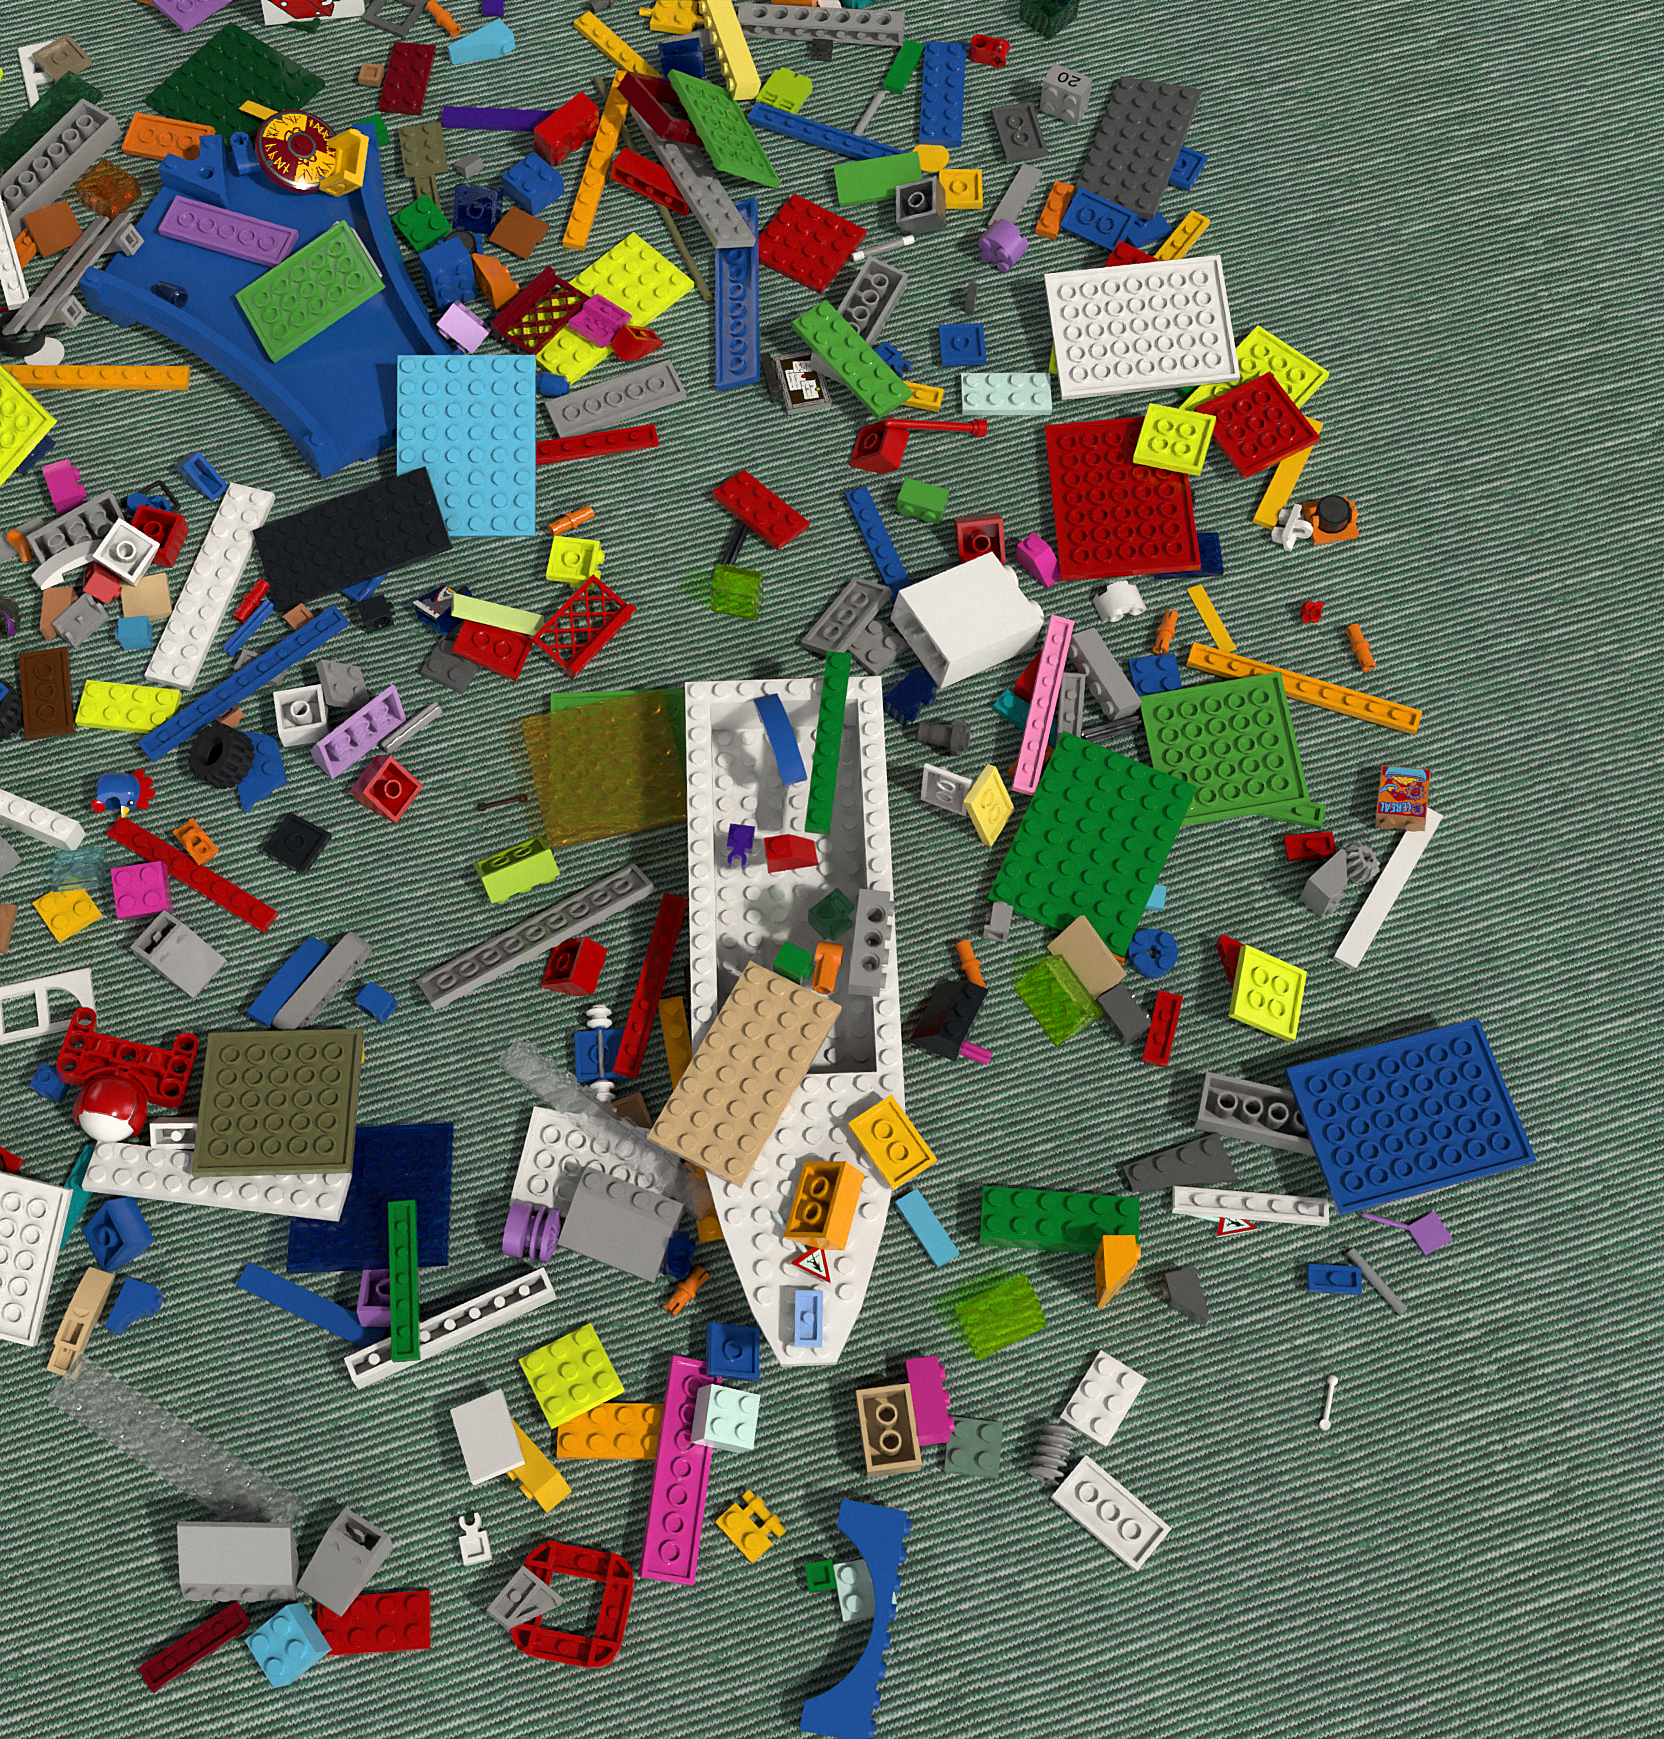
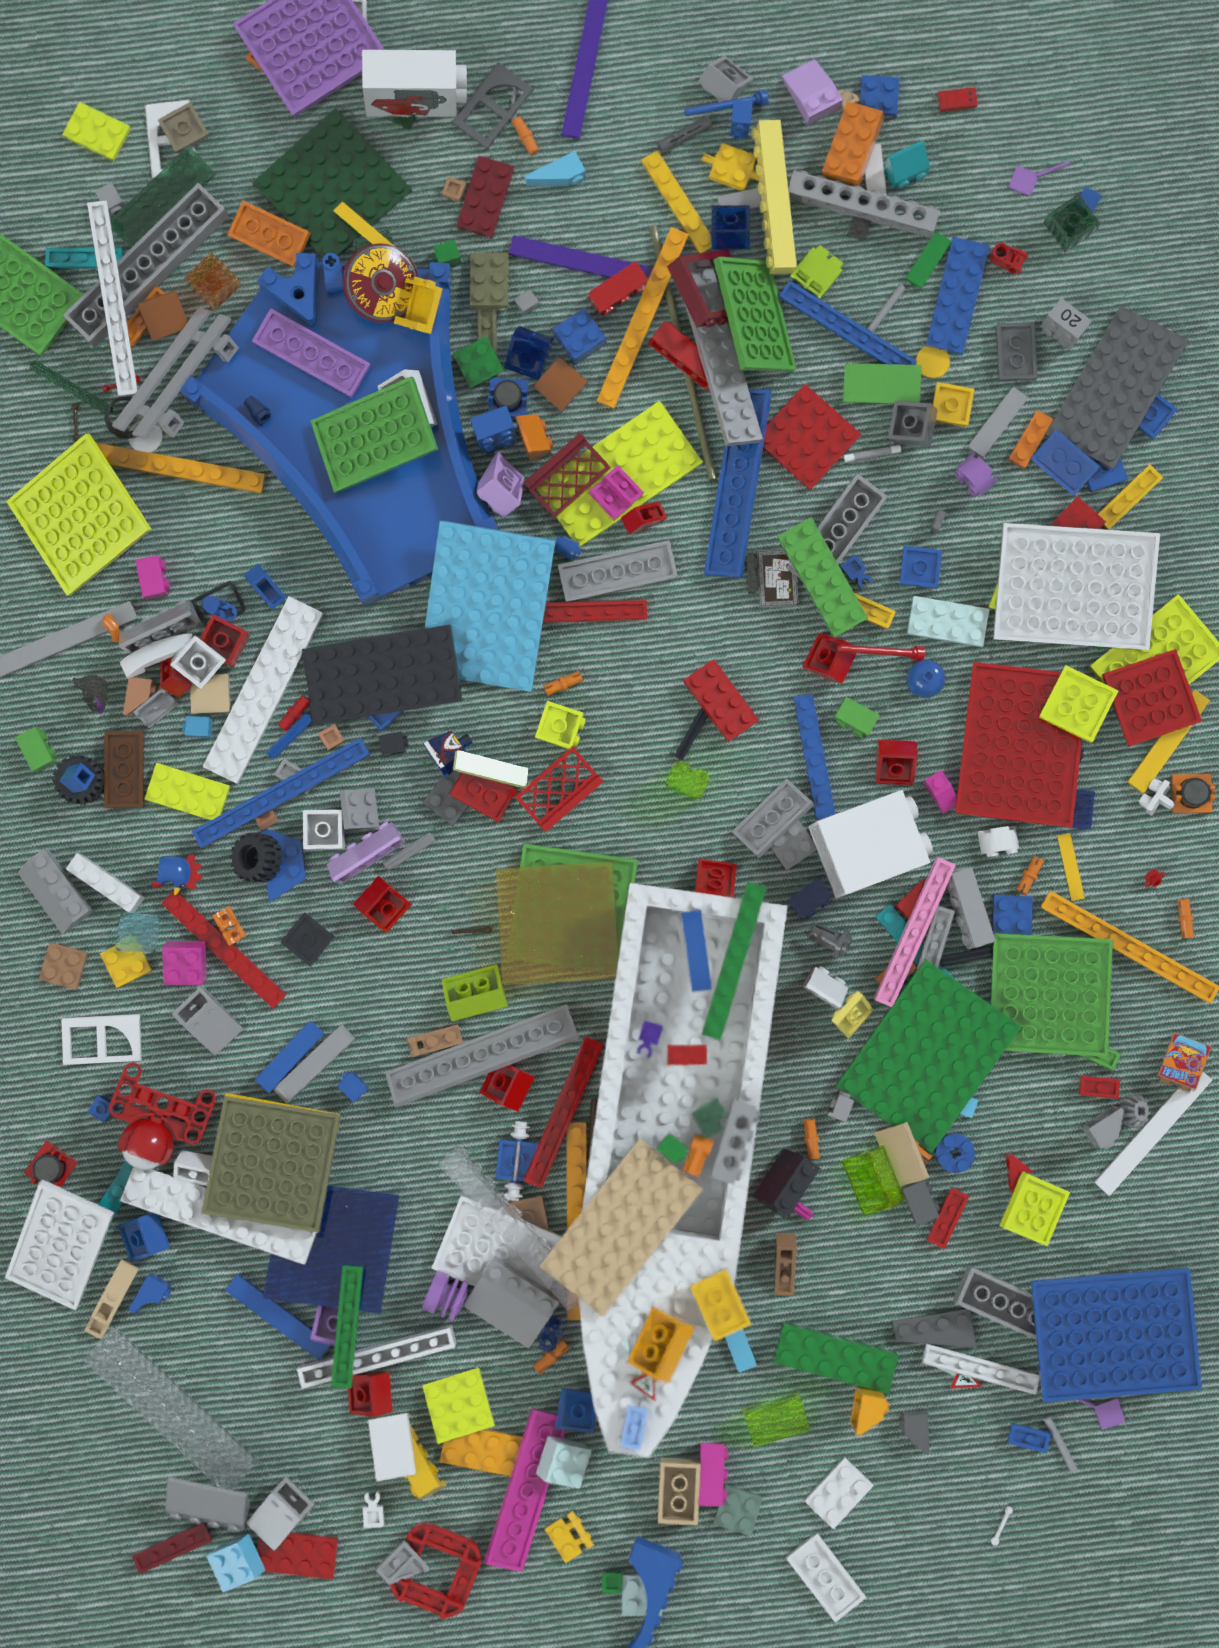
camera: 15 degrees right, 20 degrees up
(447, 1381) = (370, 1394): none -> red slope
(473, 934) = (435, 1040): none -> medium nougat plate
(969, 1120) = (785, 1264): none -> medium nougat slope
(994, 452) = (925, 678): none -> blue cylinder
(1050, 1453) = (793, 1528): light grey piece -> none

